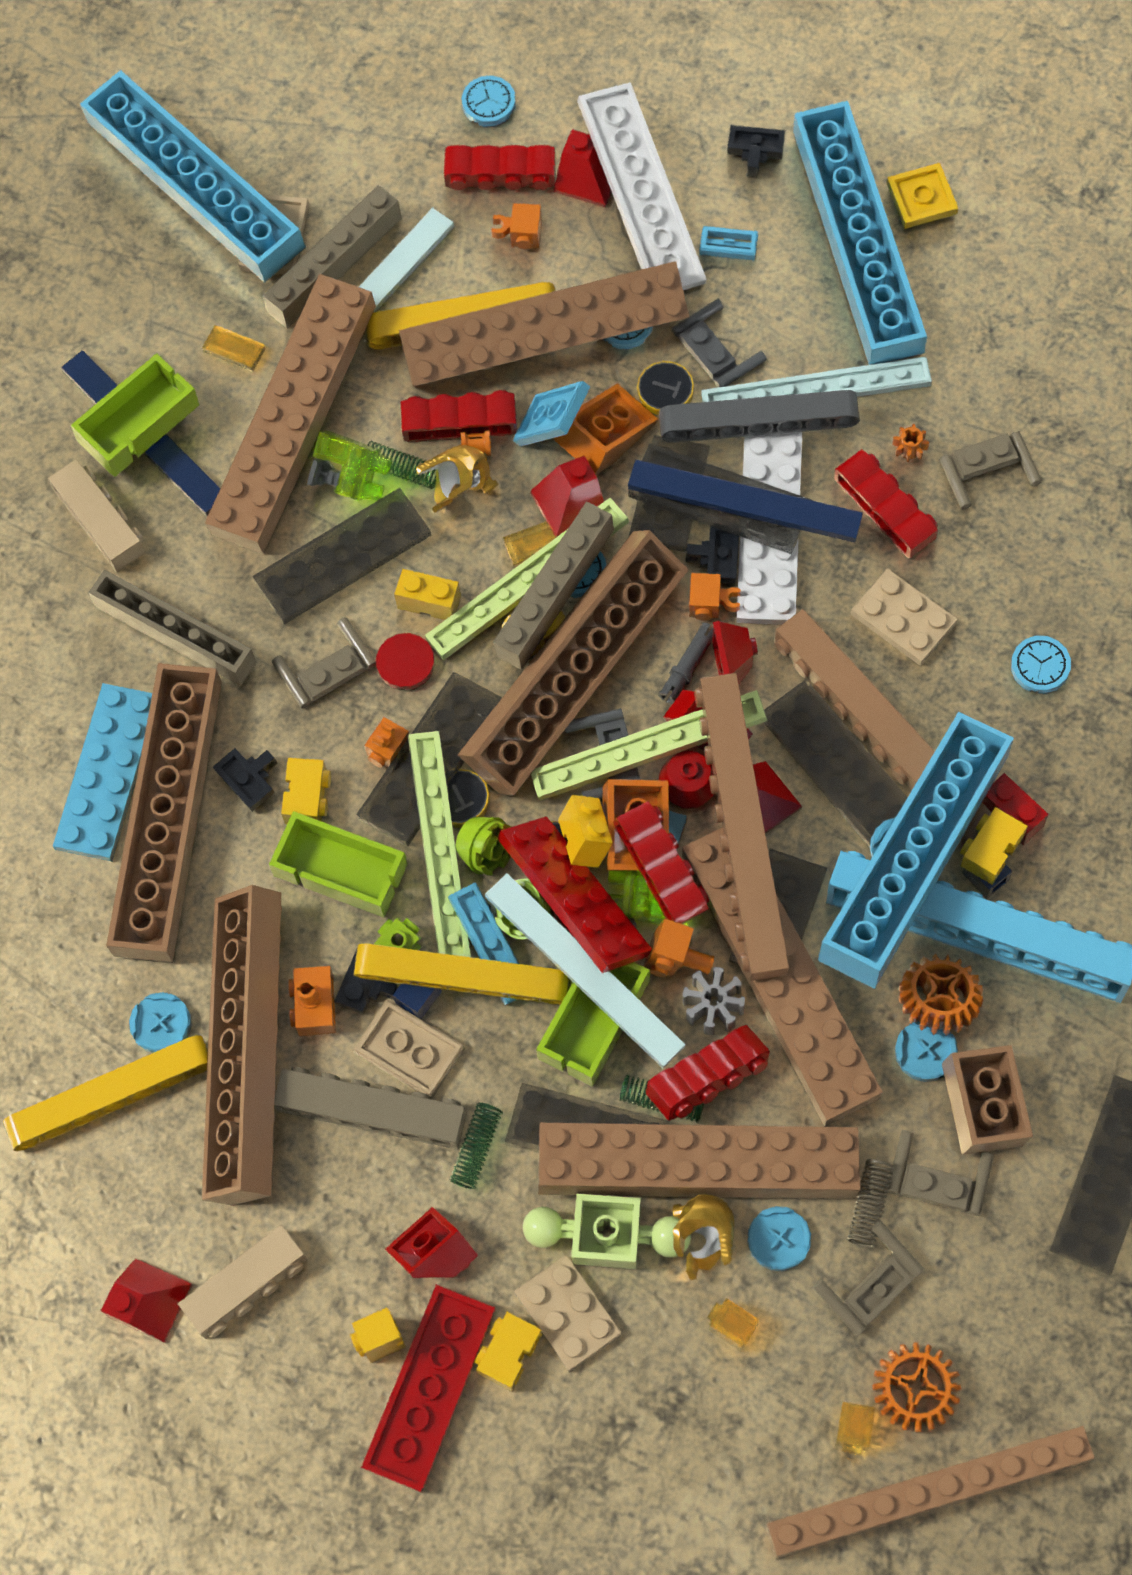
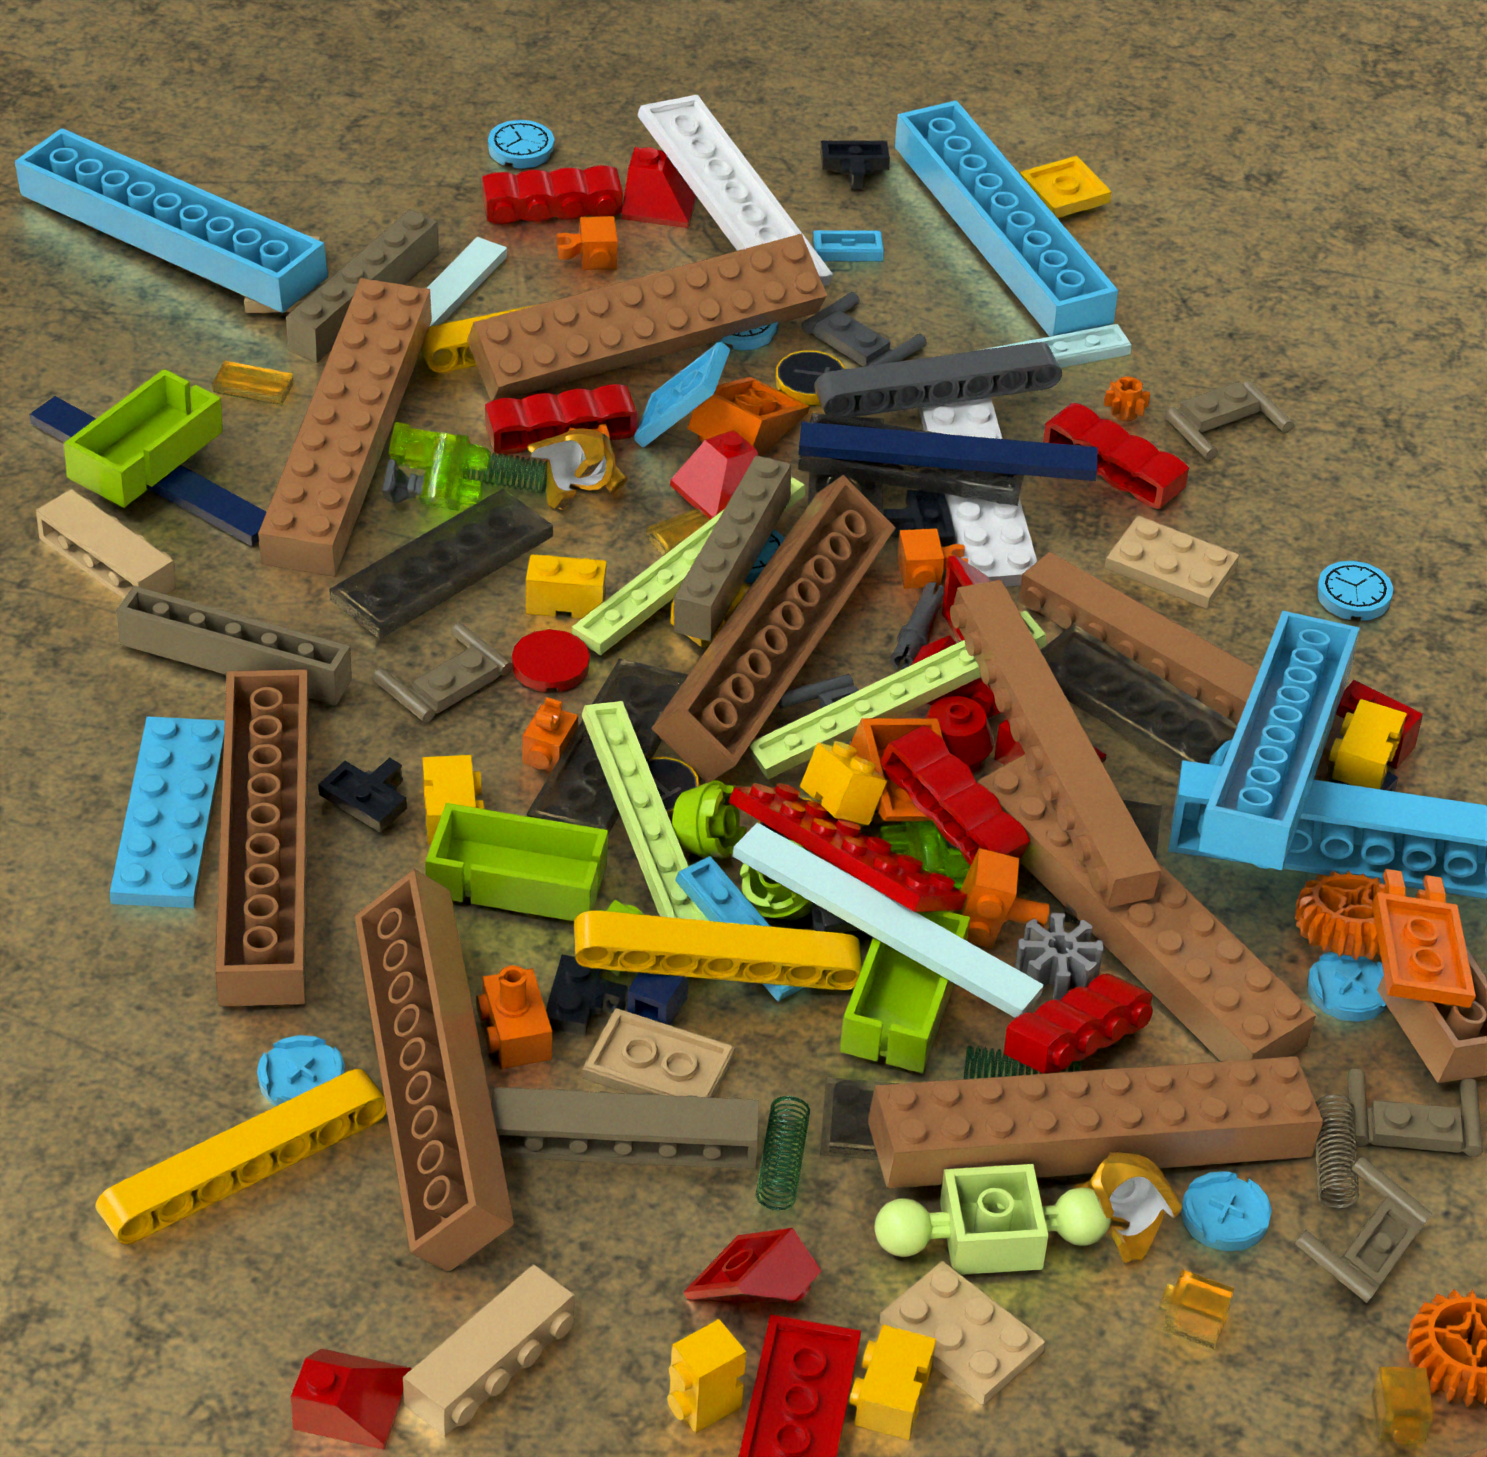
camera: 20 degrees left, 25 degrees down
(975, 1047) = (1422, 943): none -> orange tile

